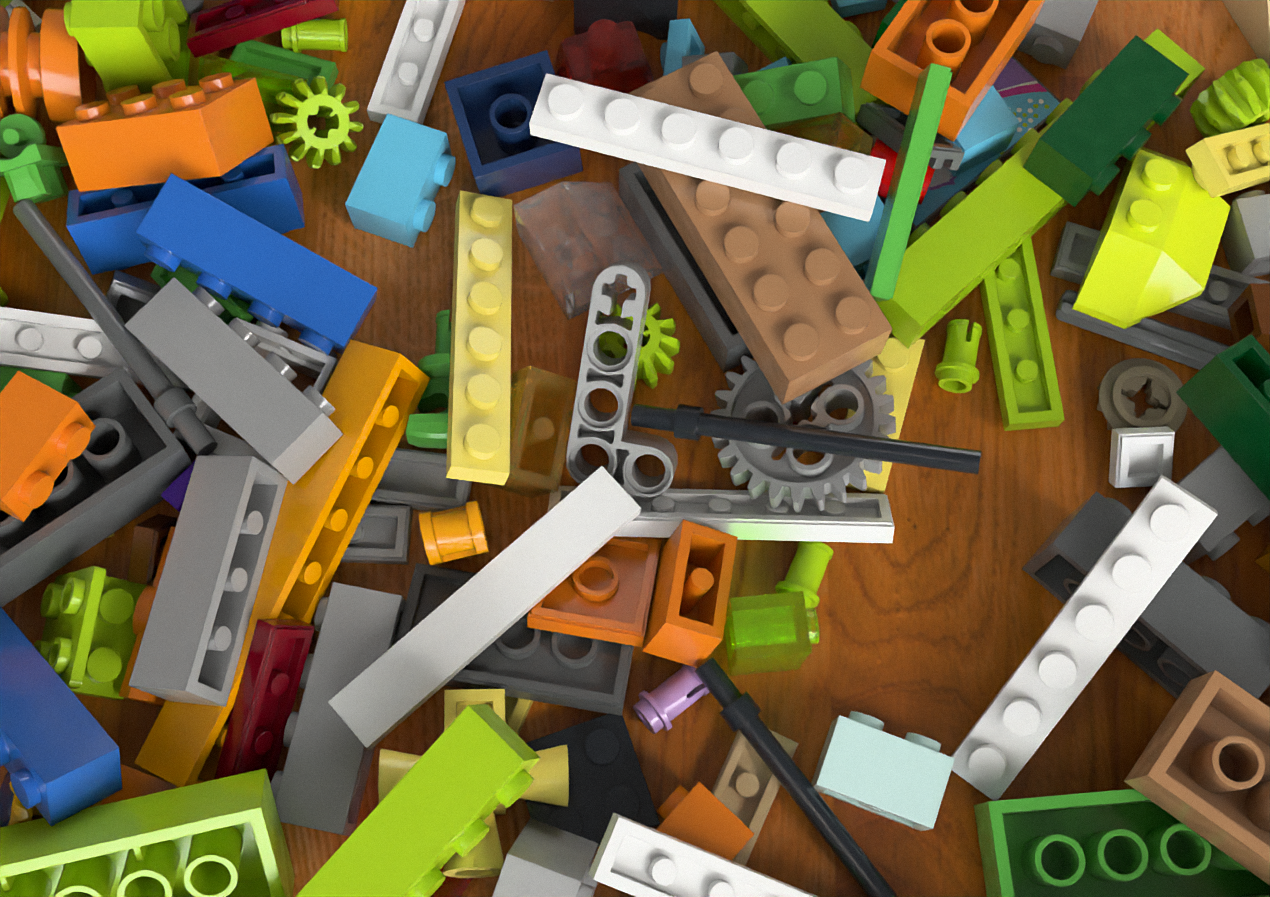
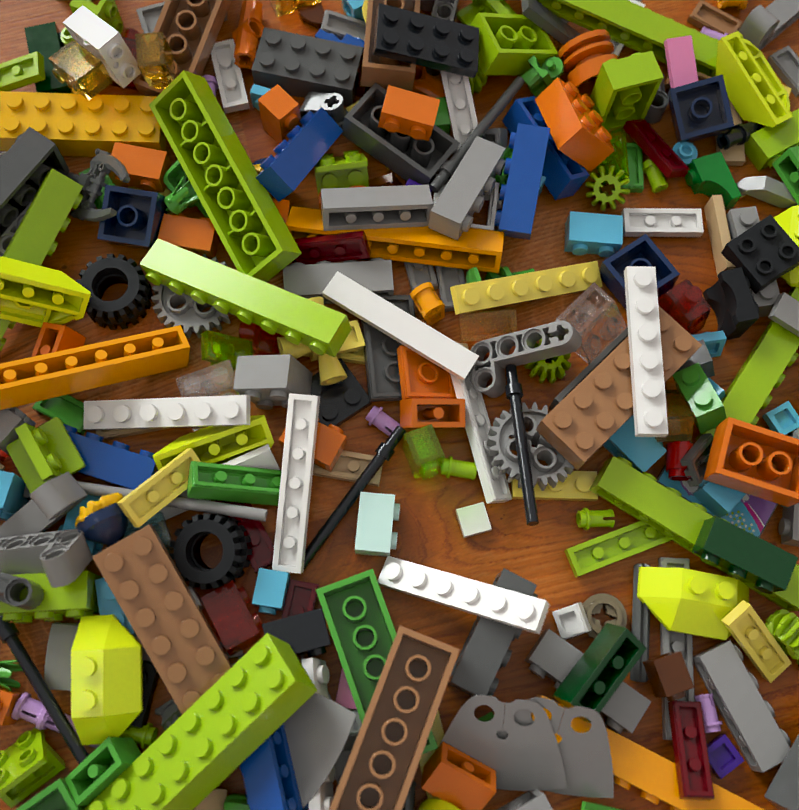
camera: 70 degrees right, 0 degrees up
(907, 181) = (663, 451): bright green tile -> none
(910, 579) = (473, 520): none -> white tile

